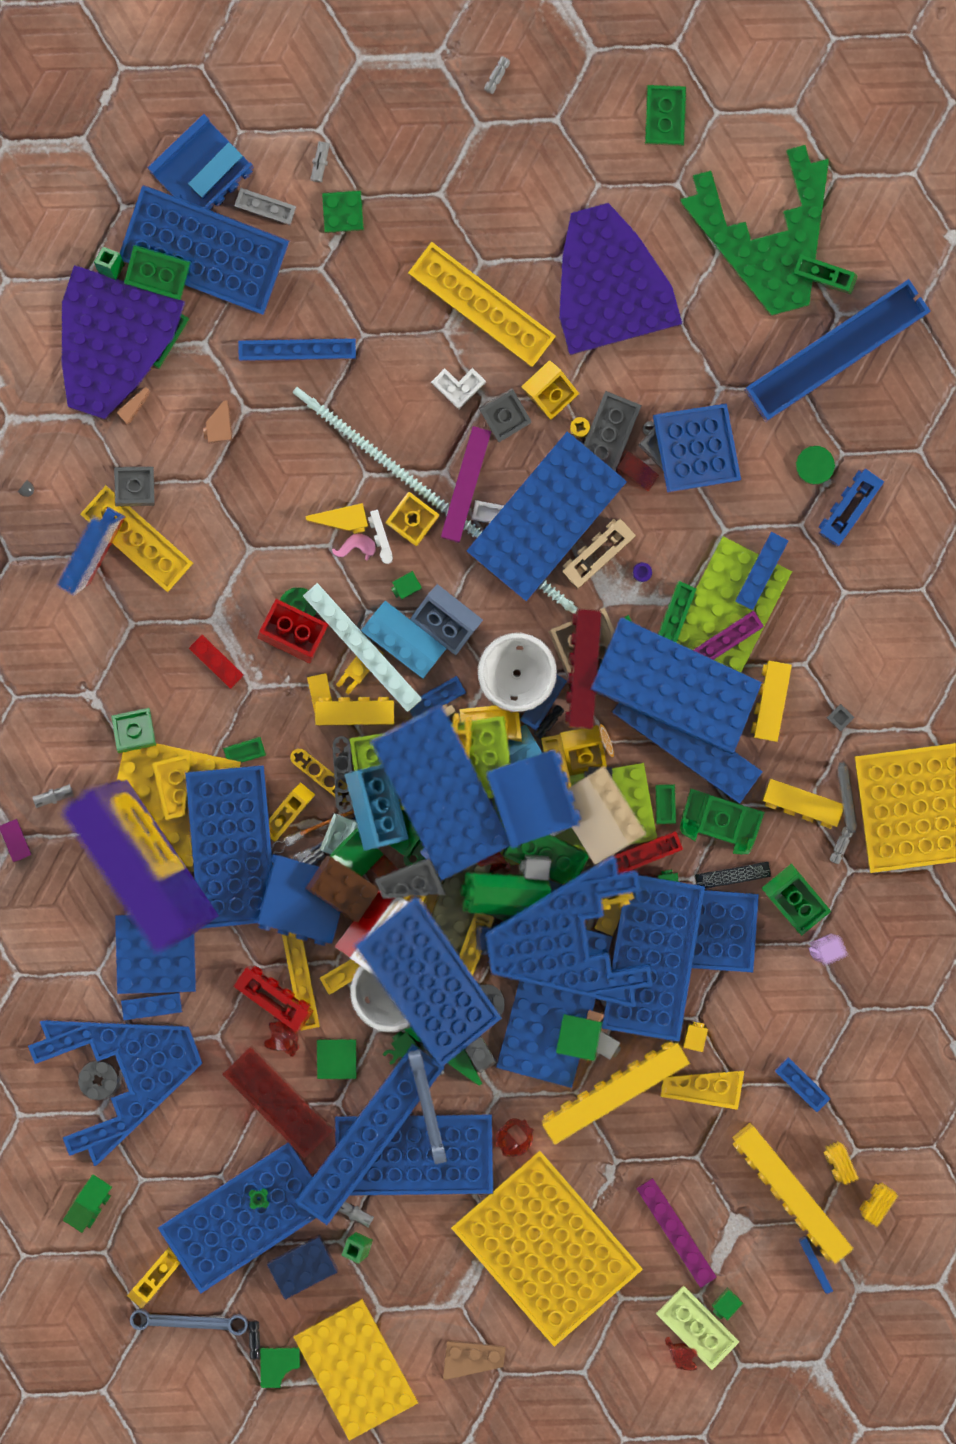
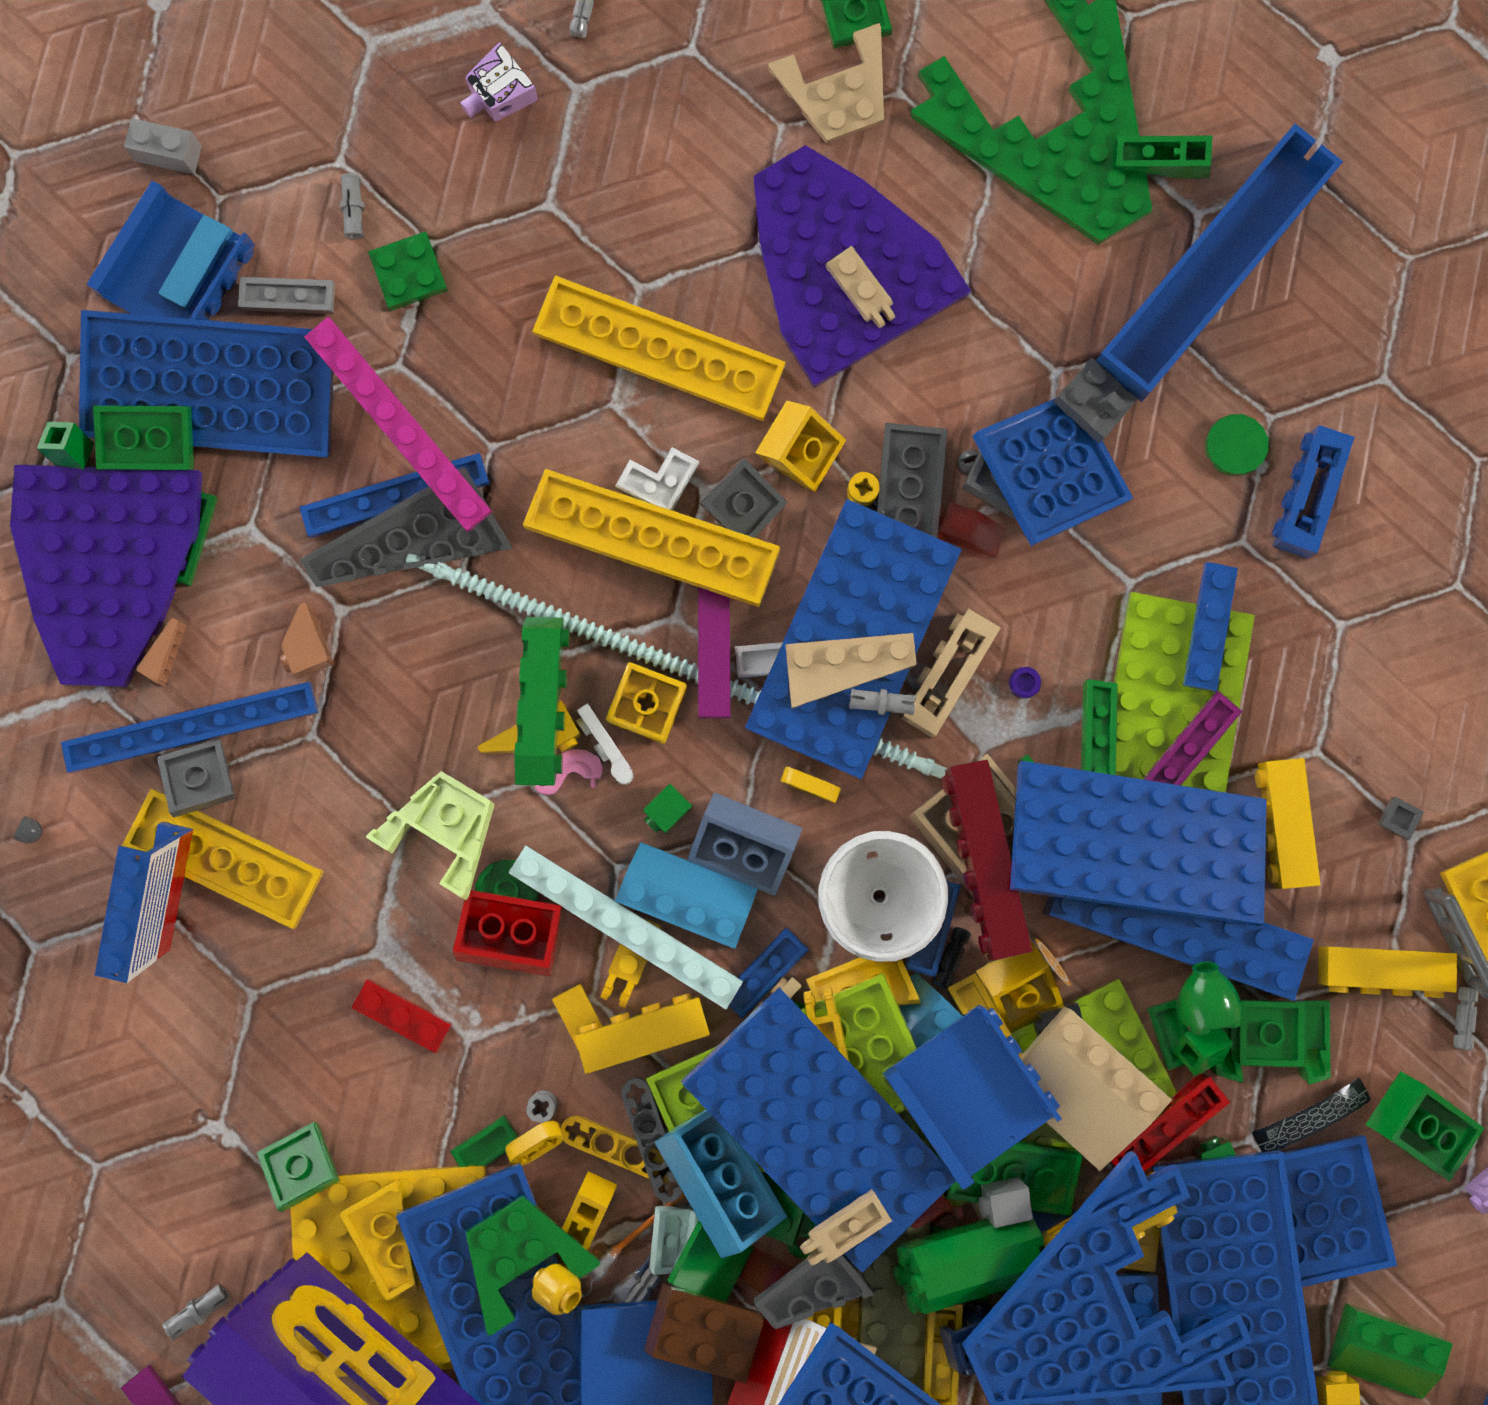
camera: 20 degrees left, 5 degrees down
(137, 455) = (189, 727): none -> blue plate
(215, 92) = (162, 146): none -> light grey brick
(247, 808) = (511, 1245): none -> green wing
(265, 840) = (556, 1289): none -> yellow head
(274, 756) = (534, 1143): none -> yellow beam
(277, 552) = (451, 817): none -> yellowish green wing
(279, 734) = (541, 1116): none -> light grey bush
(312, 310) = (398, 424): none -> dark pink plate
(316, 374) = (413, 526): none -> dark grey wing
(348, 503) = (538, 707): none -> green brick
(430, 111) = (498, 86): none -> torso
(439, 850) = (845, 1229): none -> tan hinge
(443, 420) = (652, 537): none -> yellow plate
(495, 595) = (810, 785): none -> yellow beam
(527, 529) = (842, 664): none -> tan wing
(551, 559) = (882, 701): none -> light grey pin
(615, 303) = (861, 286): none -> tan hinge
(640, 181) = (844, 100): none -> tan wing
(678, 814) = (1203, 1051): none -> green brick
(689, 787) = (1208, 1000): none -> green piece
(732, 1020) = (1389, 1352): none -> green slope
(736, 413) = (1095, 400): none -> dark grey hinge

